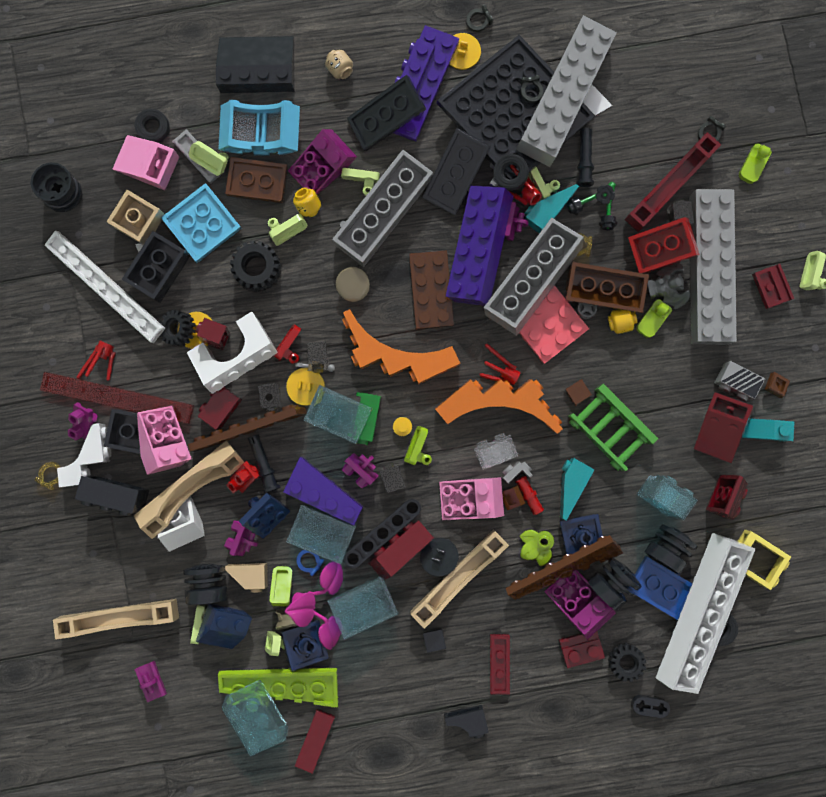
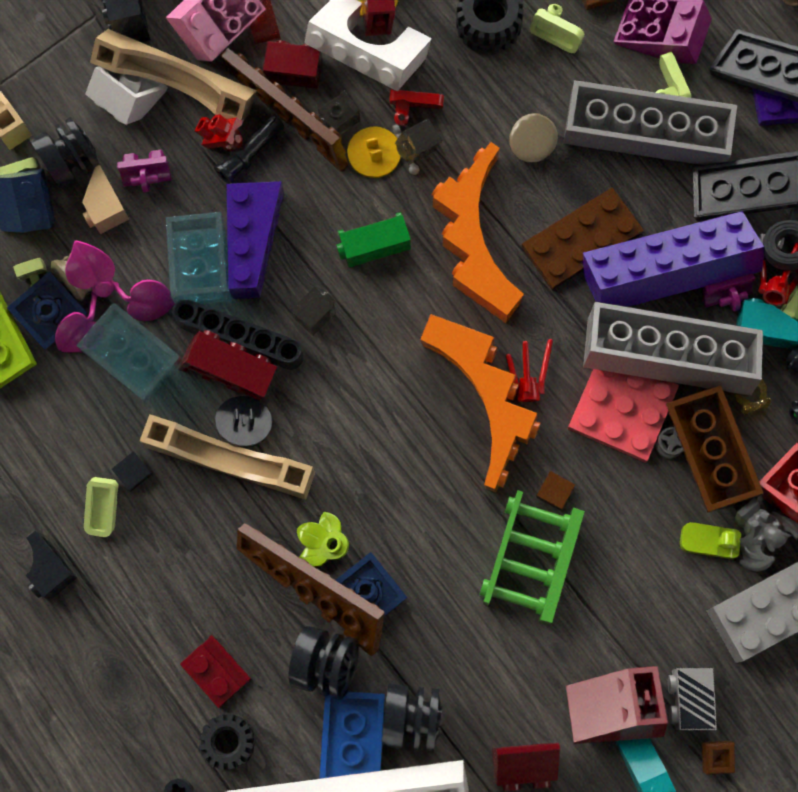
camera: 65 degrees right, 10 degrees down
(264, 515) = (186, 173): dark blue plate -> none
(281, 586) = (113, 242): lime piece -> none
(307, 202) = (603, 33): yellow head -> none
(312, 571) = (145, 275): blue piece -> none
(338, 414) = (358, 197): clear light blue slope -> none
(363, 467) = (308, 269): magenta hips -> none
(402, 426) = (387, 290): yellow plate -> none
(414, 451) = (359, 323): lime piece -> none
(448, 670) = (100, 506): none -> yellowish green piece
(471, 499) = (341, 424): bright pink slope -> none
(496, 451) = (418, 421): clear brick -> none
(500, 664) = (141, 572): dark red tile -> none
(511, 471) = (402, 455): light grey bracket -> none
(512, 498) = (369, 474): reddish brown plate -> none
(529, 495) = (384, 495): red pin -> none
(573, 483) = (433, 543): teal slope -> none
(580, 603) = (271, 636): magenta slope -> none
(622, 321) = (682, 496): yellow head -> none
(667, 496) = (479, 669): clear light blue brick -> none

